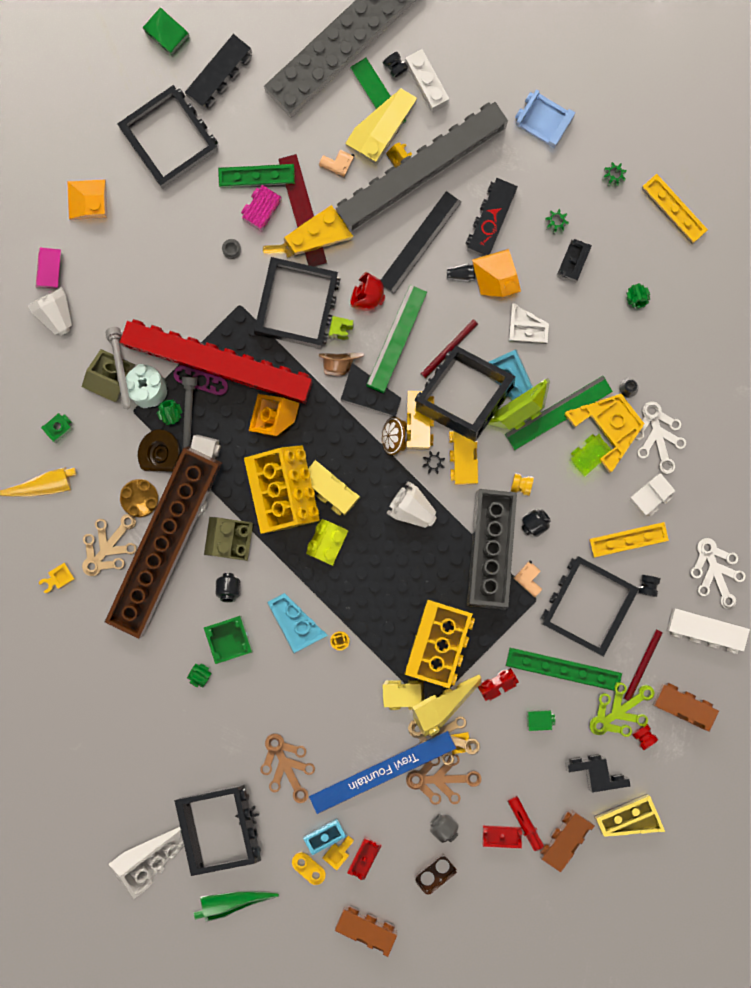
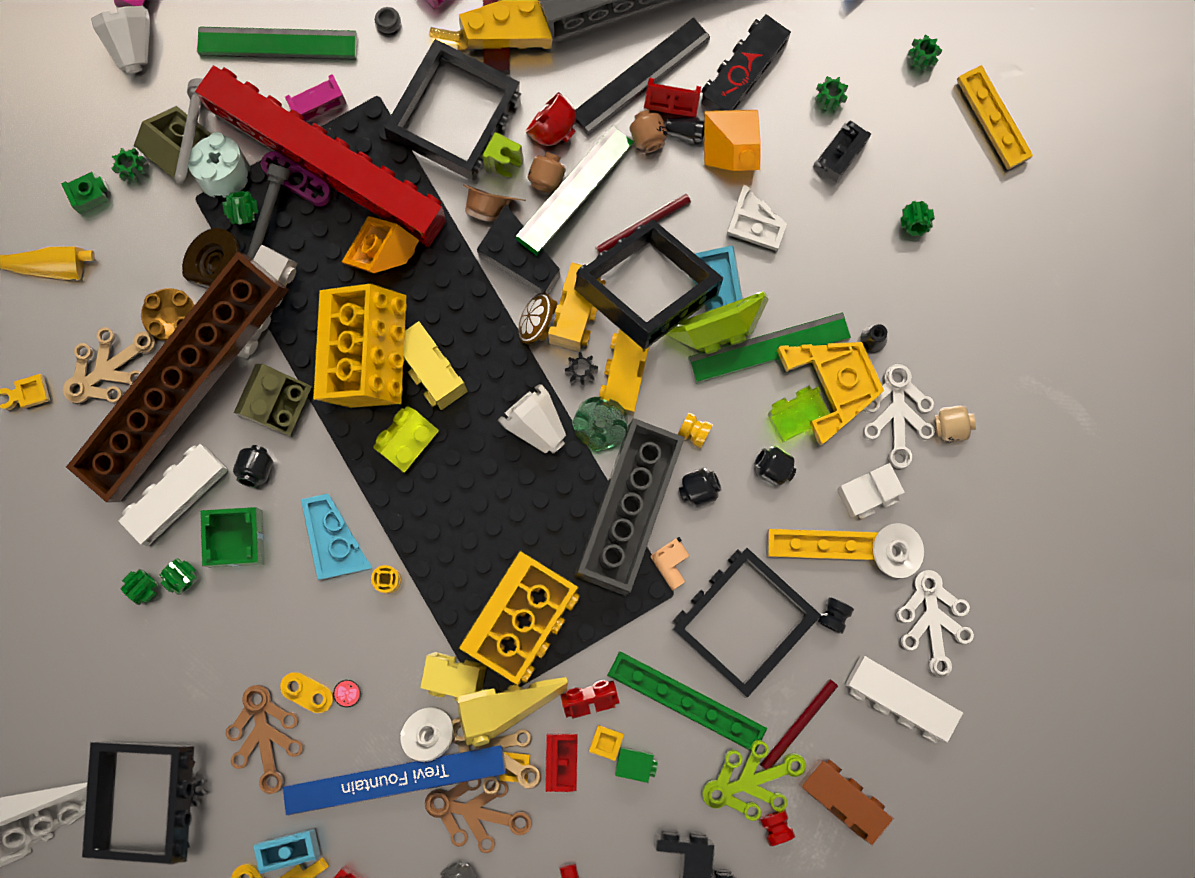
camera: 10 degrees right, 5 degrees down
(83, 395) = (125, 157): none -> green gear
(158, 285) = (277, 42): none -> green tile
(175, 689) = (139, 586): none -> green gear
(180, 621) = (172, 495): none -> white brick
(197, 319) = (317, 99): none -> dark pink hinge
(307, 730) = (306, 692): none -> yellow plate
(334, 723) = (347, 693): none -> tile
(373, 330) = (546, 172): none -> medium nougat head
(390, 731) = (420, 727): none -> white dish
(436, 282) = (648, 131): none -> medium nougat head
(447, 256) = (672, 99): none -> red hinge
(456, 506) = (600, 437): none -> clear green plate
(490, 731) = (561, 762): none -> red hinge
(517, 710) = (606, 742): none -> yellow plate
(583, 494) = (775, 465): none -> black head
(688, 528) = (908, 546): none -> white dish
(698, 433) = (954, 423): none -> tan head

